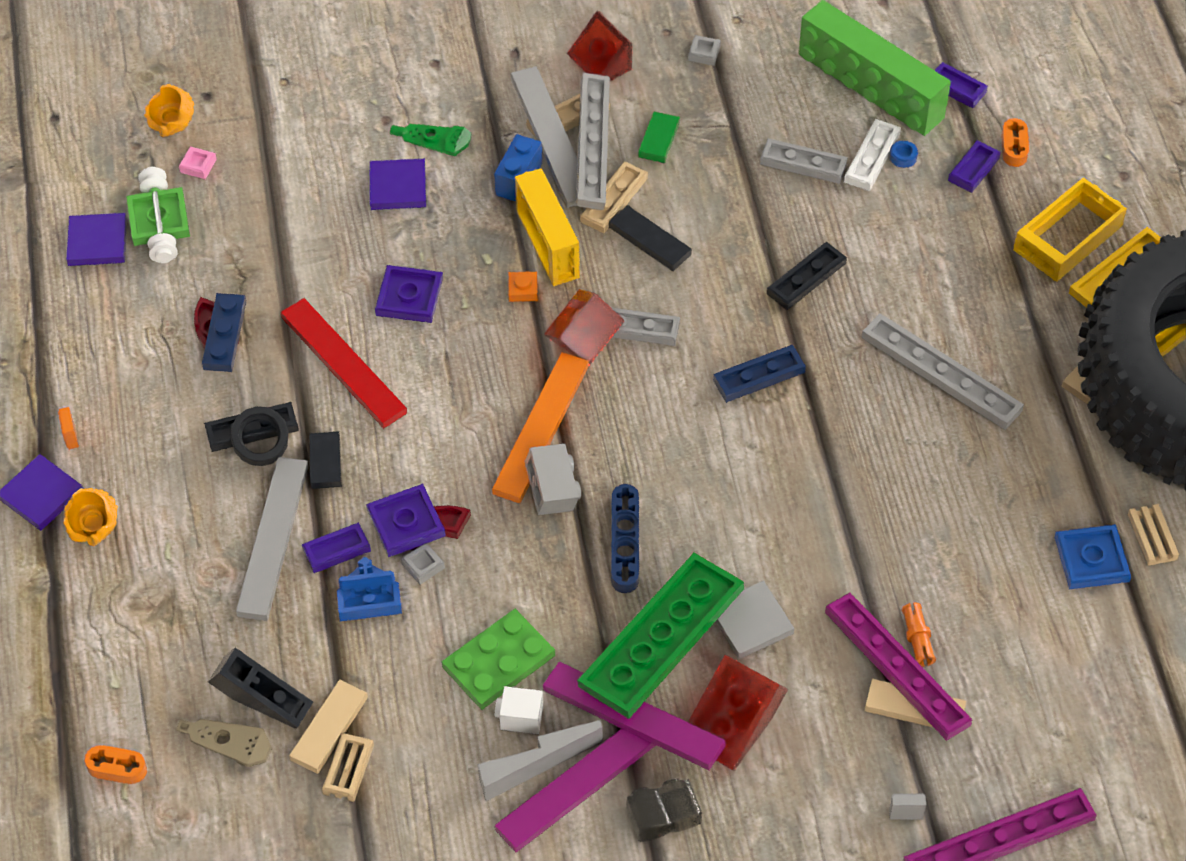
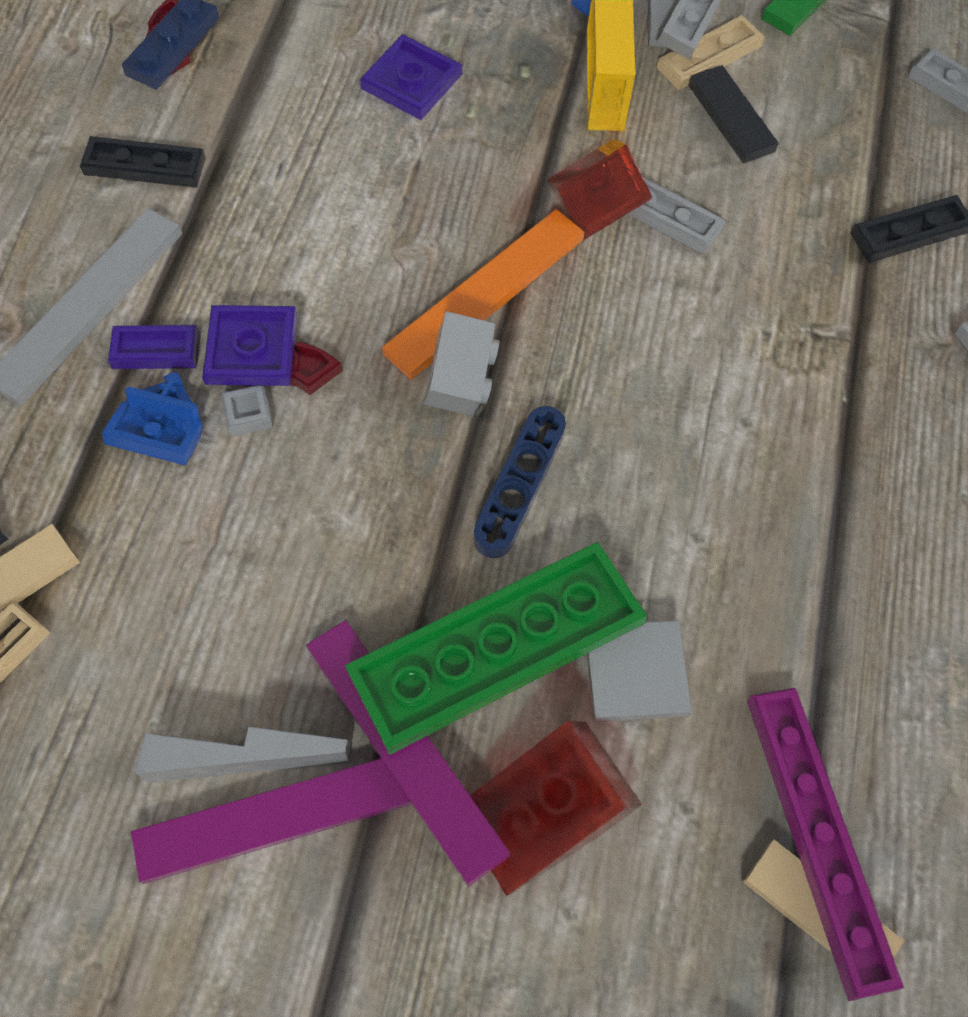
camera: 20 degrees right, 10 degrees up
(245, 418) = (116, 151): black tyre -> none
(325, 460) = (203, 233): black tile -> none
(344, 363) = (292, 130): red tile -> none
(498, 658) = (270, 581): bright green plate -> none
(520, 710) = (255, 670): white brick -> none
(523, 286) = (549, 115): orange plate -> none
(663, 809) = (373, 917): clear smoke brick -> none
(759, 373) = (798, 329): dark blue plate -> none
(918, 634) = (871, 797): orange pin -> none

